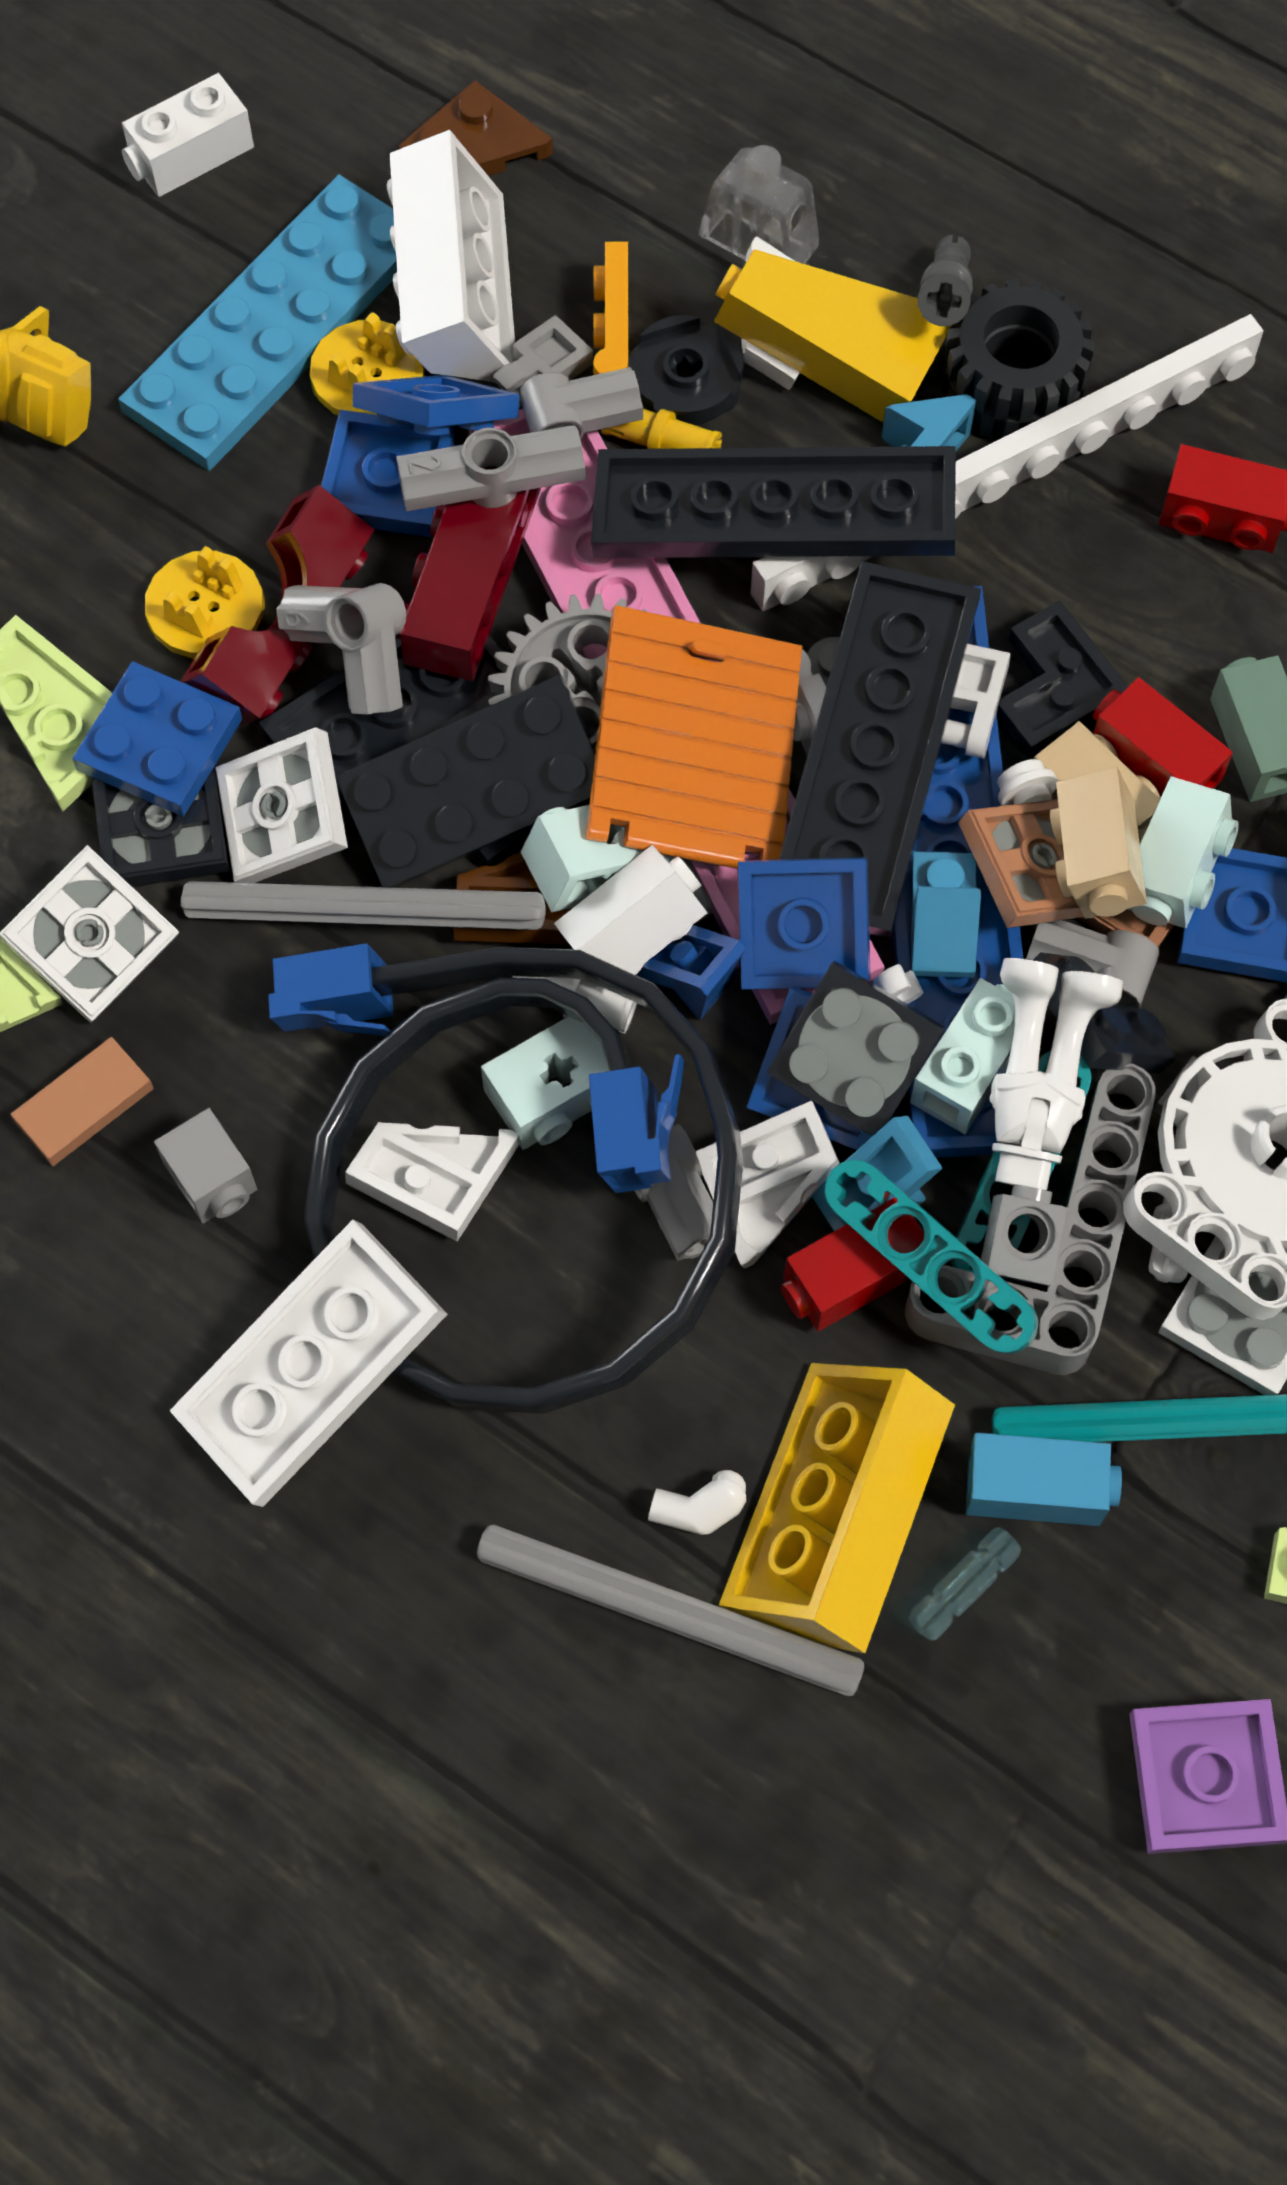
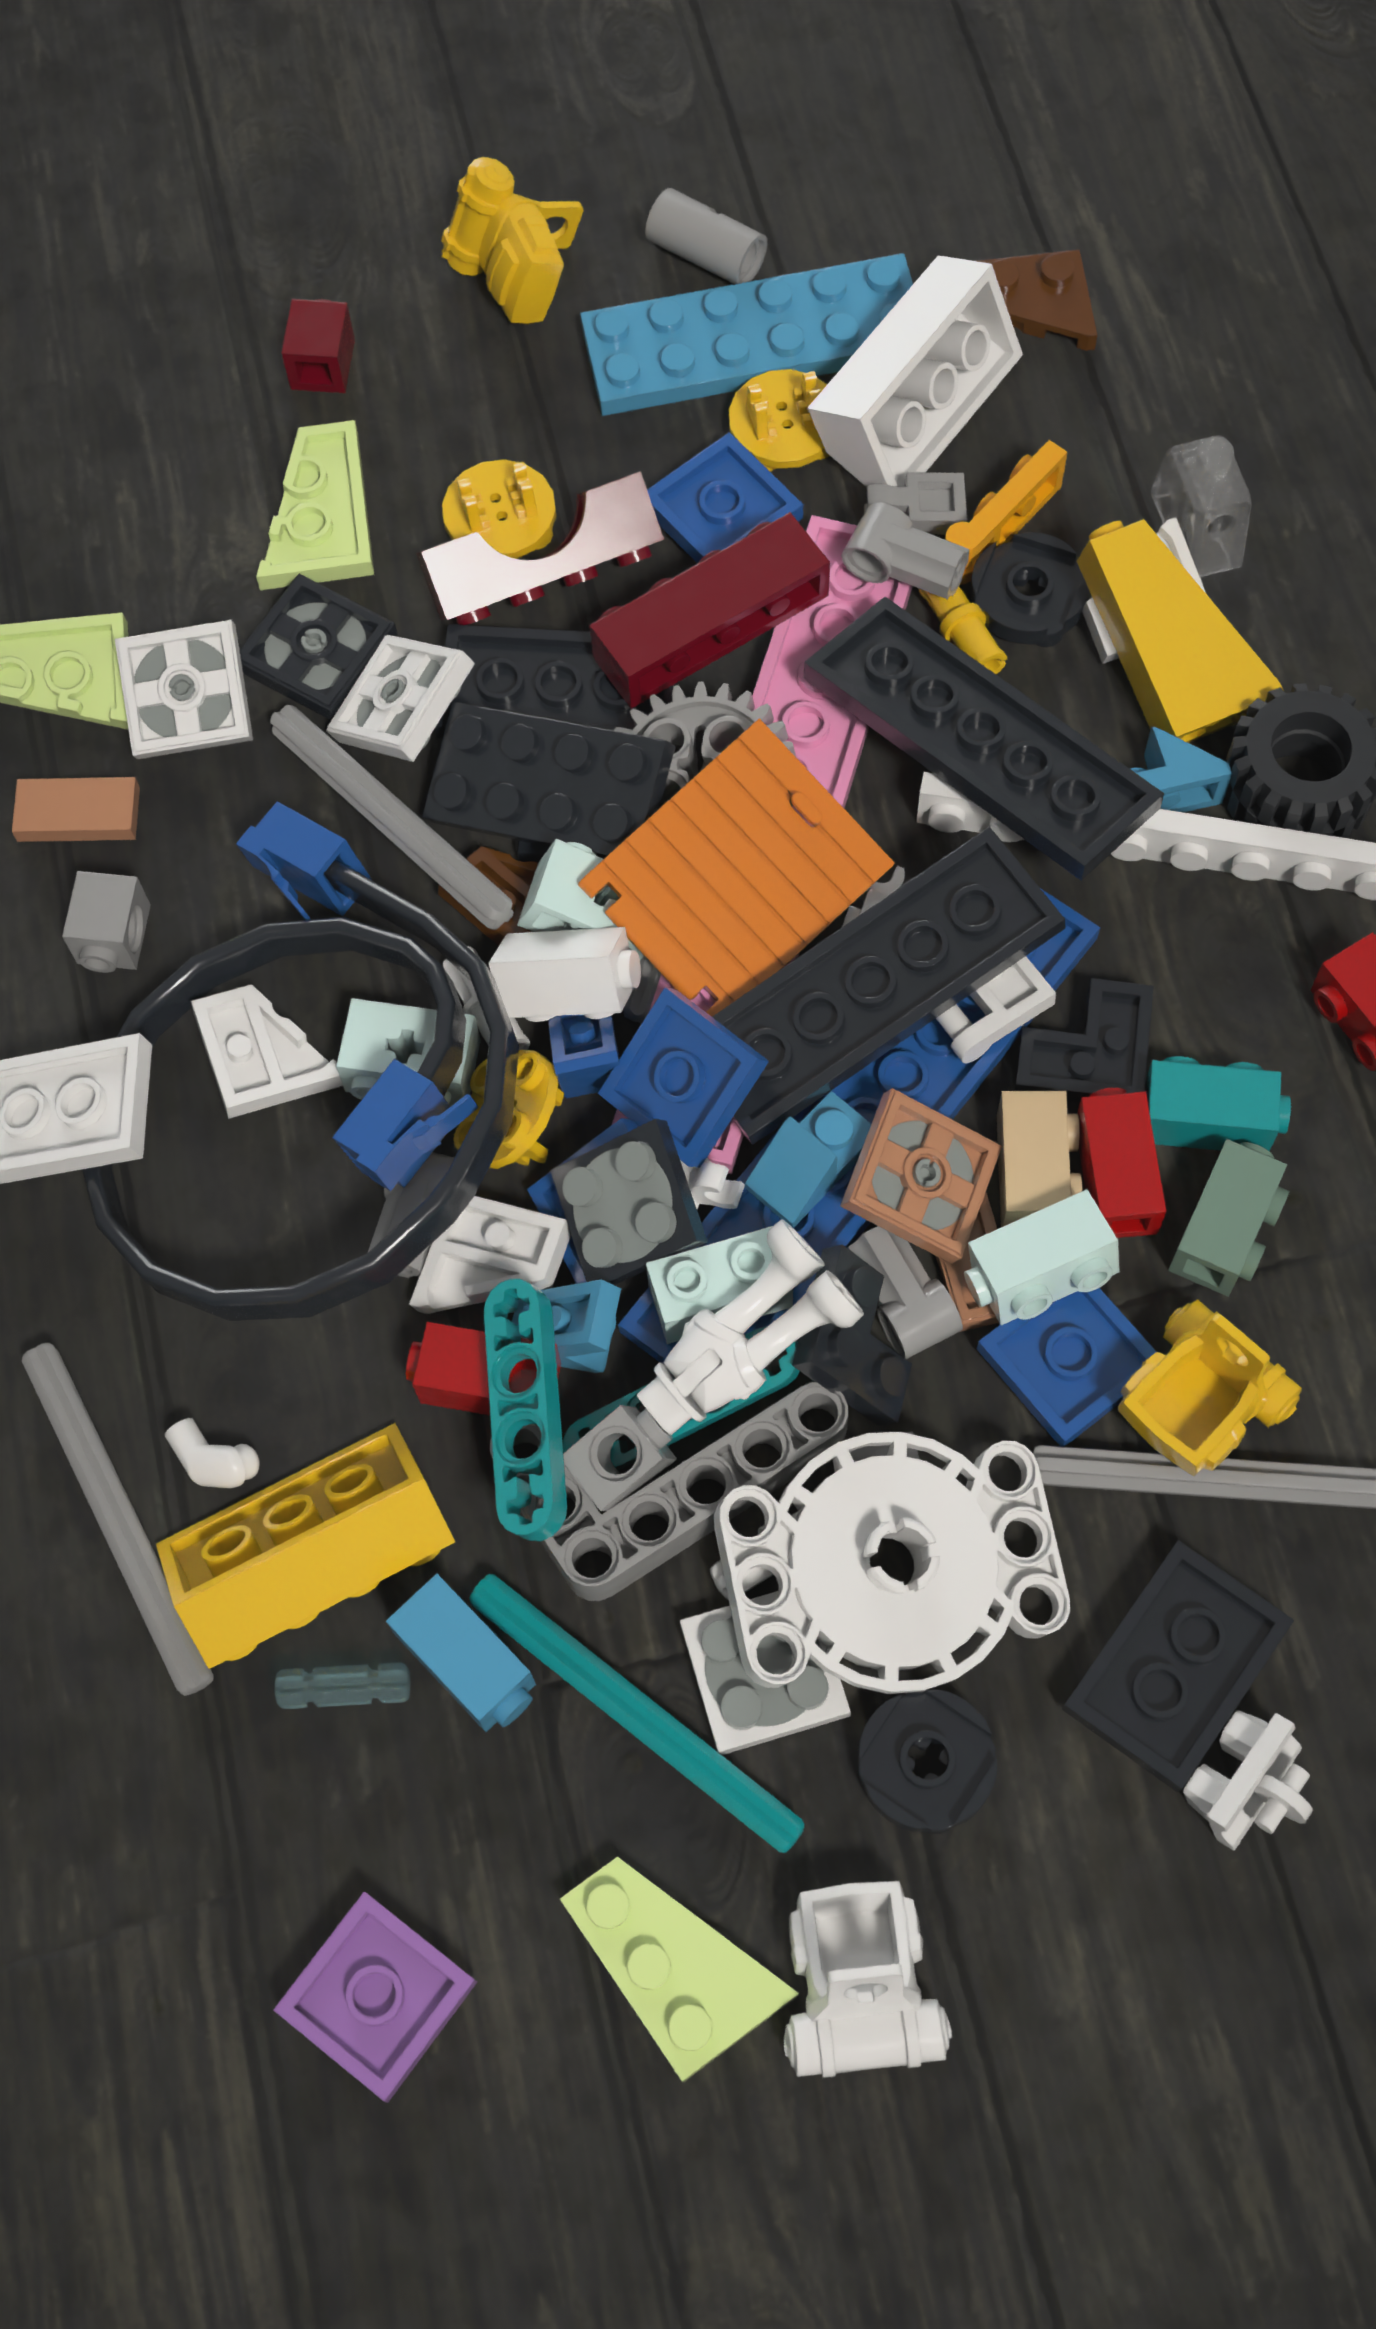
camera: 45 degrees right, 0 degrees up
(157, 738) = (362, 581): blue plate -> none
(166, 267) = (705, 237): none -> light grey pin
(187, 135) = (814, 147): white brick -> none
(360, 624) = (562, 602): light grey piece -> none
(435, 403) = (796, 472): blue plate -> none
(459, 472) = (740, 532): light grey piece -> none
(654, 1047) = (533, 1104): none -> yellow plate
(947, 283) = (1289, 658): dark grey pin -> none
(1026, 783) = (973, 1108): white plate -> none
(1099, 844) = (971, 1196): tan brick -> none
(1185, 649) = (1209, 1103): none -> teal brick

